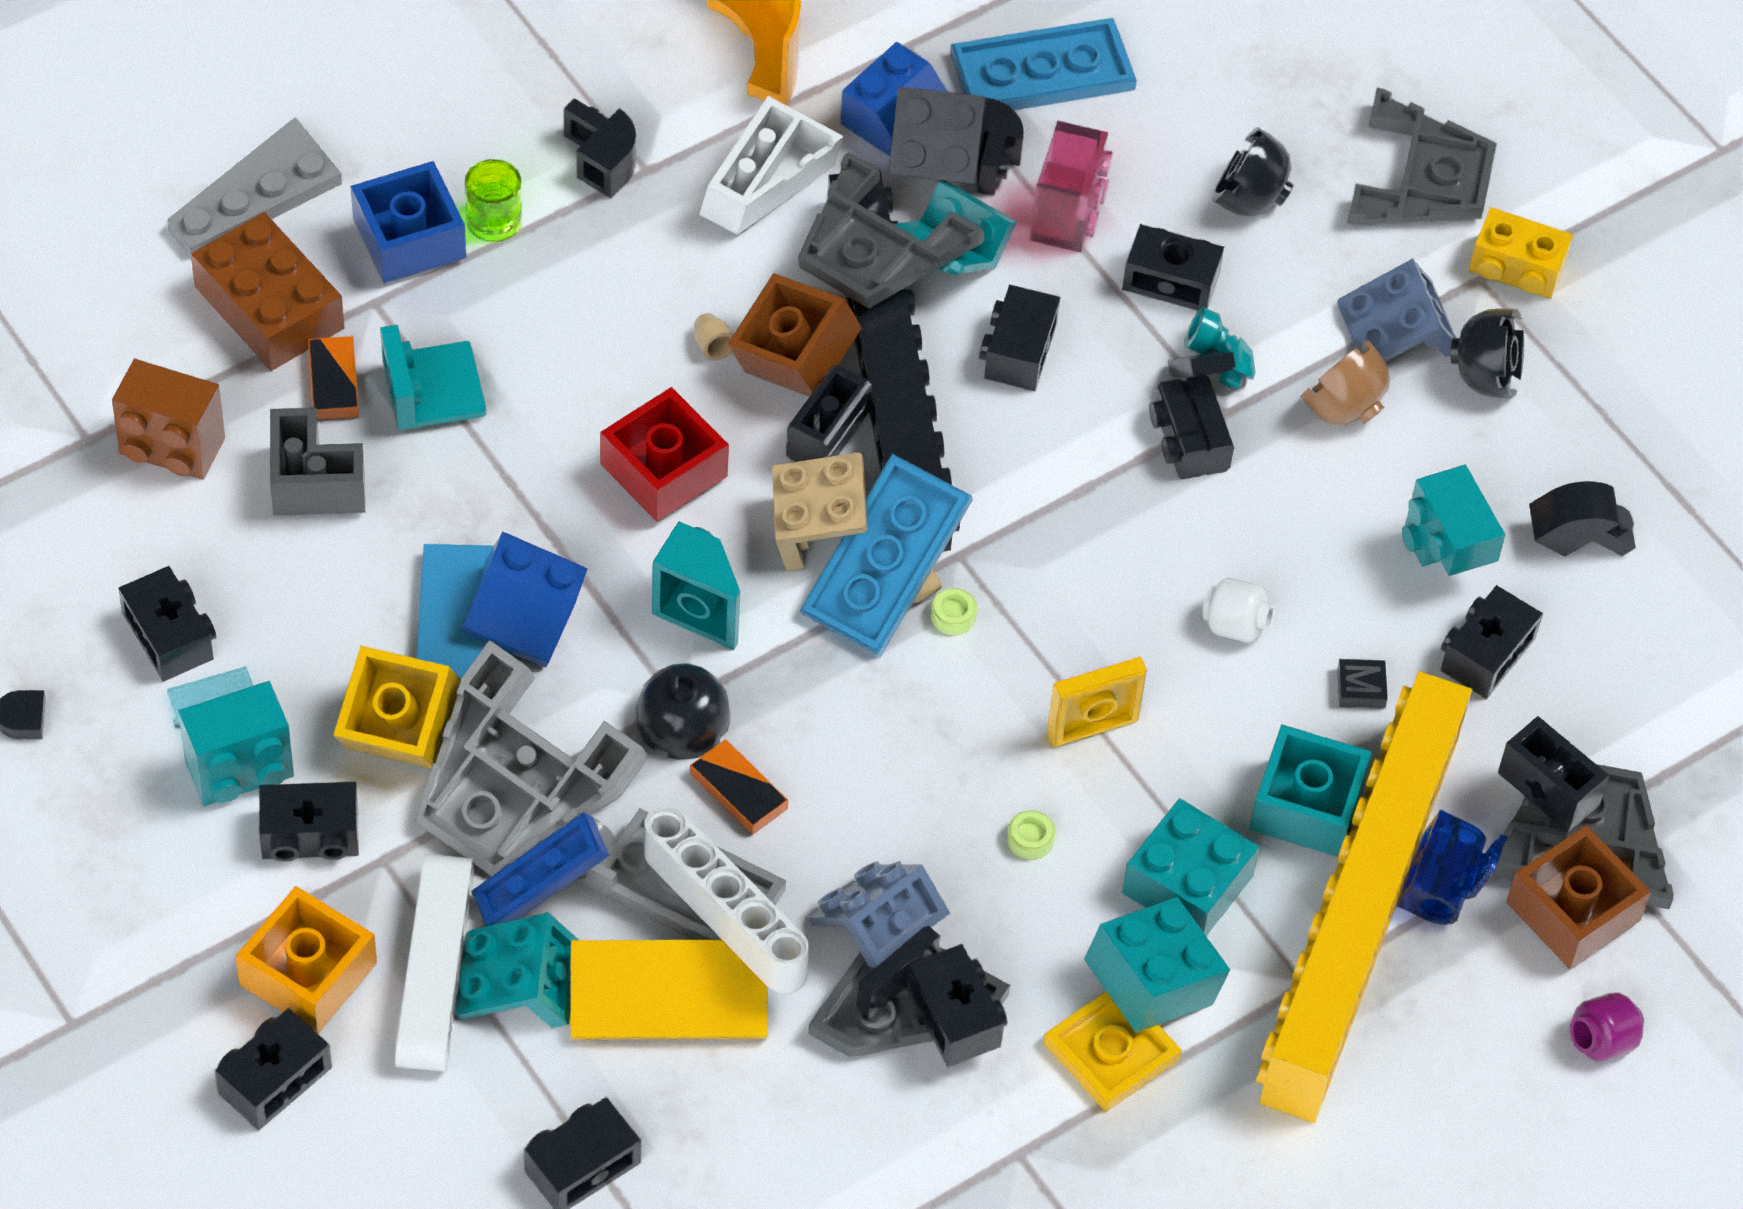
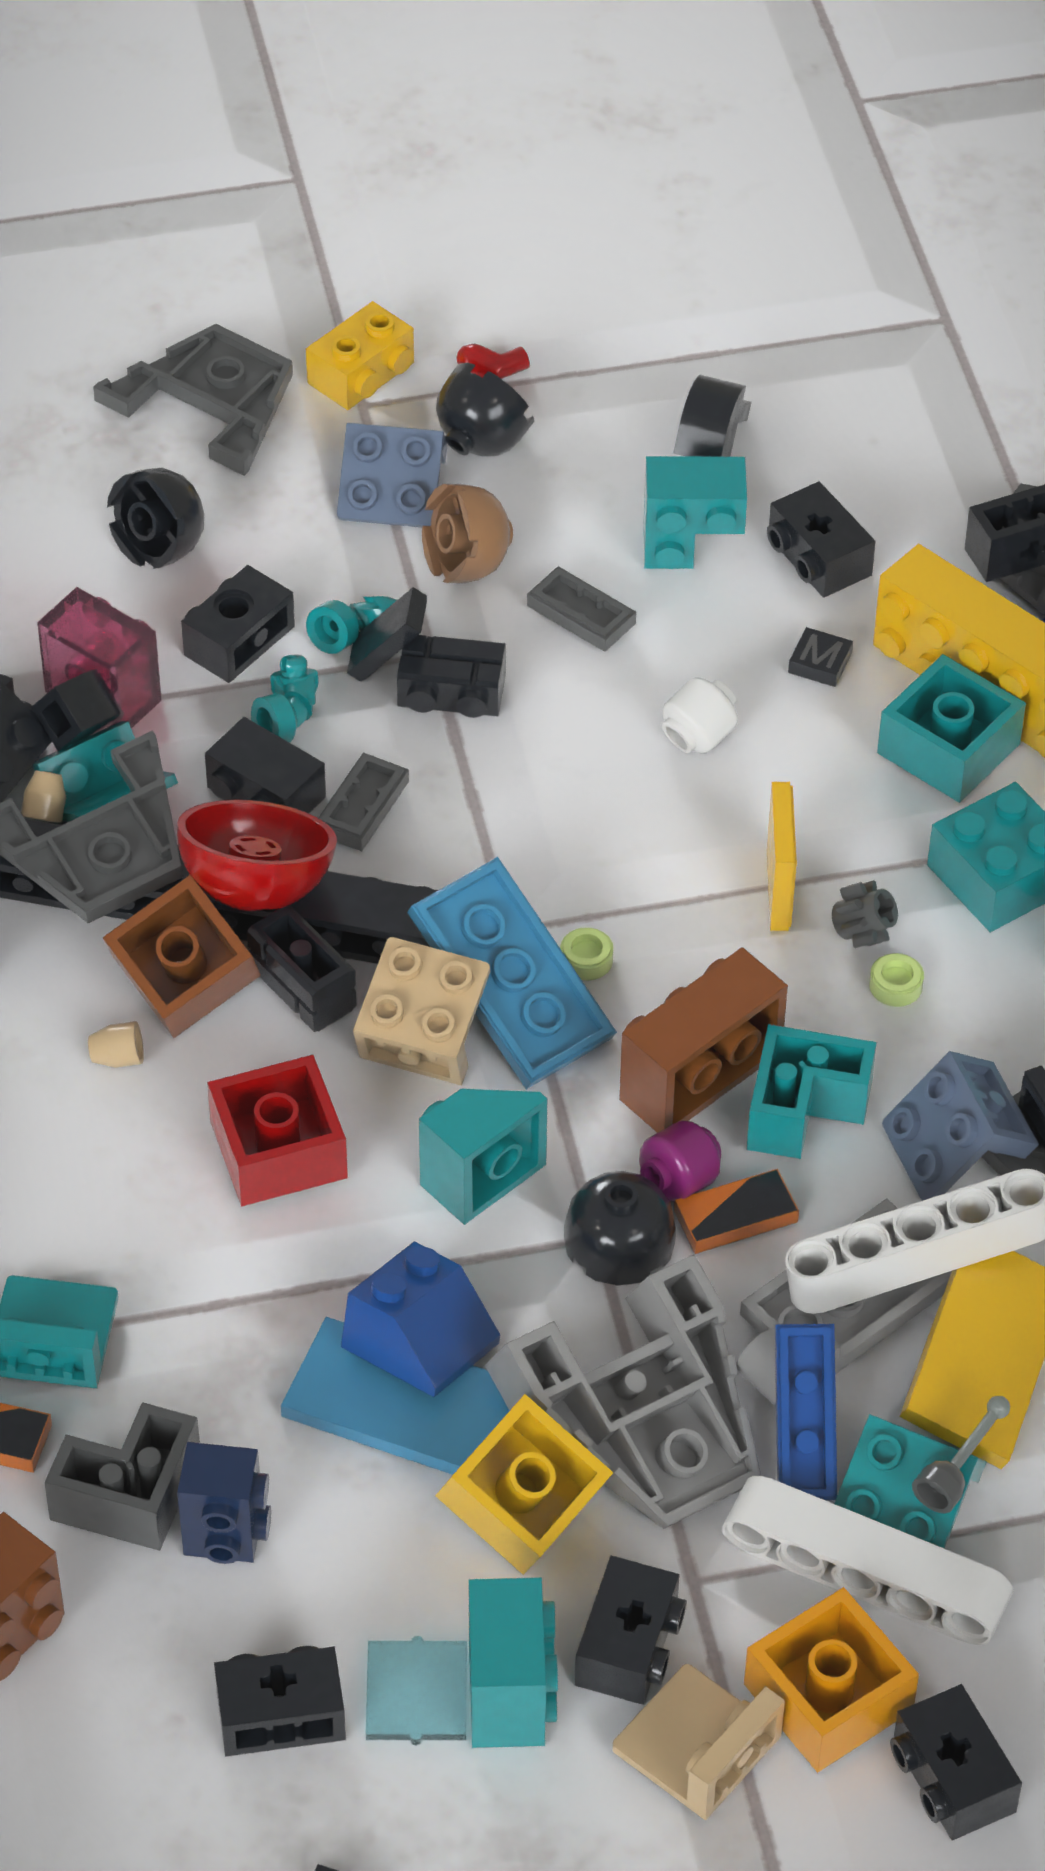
camera: 65 degrees left, 5 degrees down
(229, 893) = (700, 1738): none -> tan bracket
(304, 525) = (222, 1503): none -> dark blue brick
(499, 976) = (942, 1482): none -> dark grey hinge
(761, 728) = (681, 1159): none -> magenta head
(865, 779) = (807, 1077): none -> teal brick
(873, 702) = (700, 1040): none -> dark orange brick
(891, 329) = (254, 852): none -> red piece
(913, 200) = (44, 797): none -> tan hose
(1000, 184) = (77, 709): none -> black brick
(1031, 411) = (364, 800): none -> dark grey plate
(1082, 797) = (864, 914): none -> dark grey gear
(1127, 330) = (291, 698): none -> teal arm
(1319, 495) = (581, 608): none -> dark grey plate
(1569, 349) = (488, 360): none -> red arm

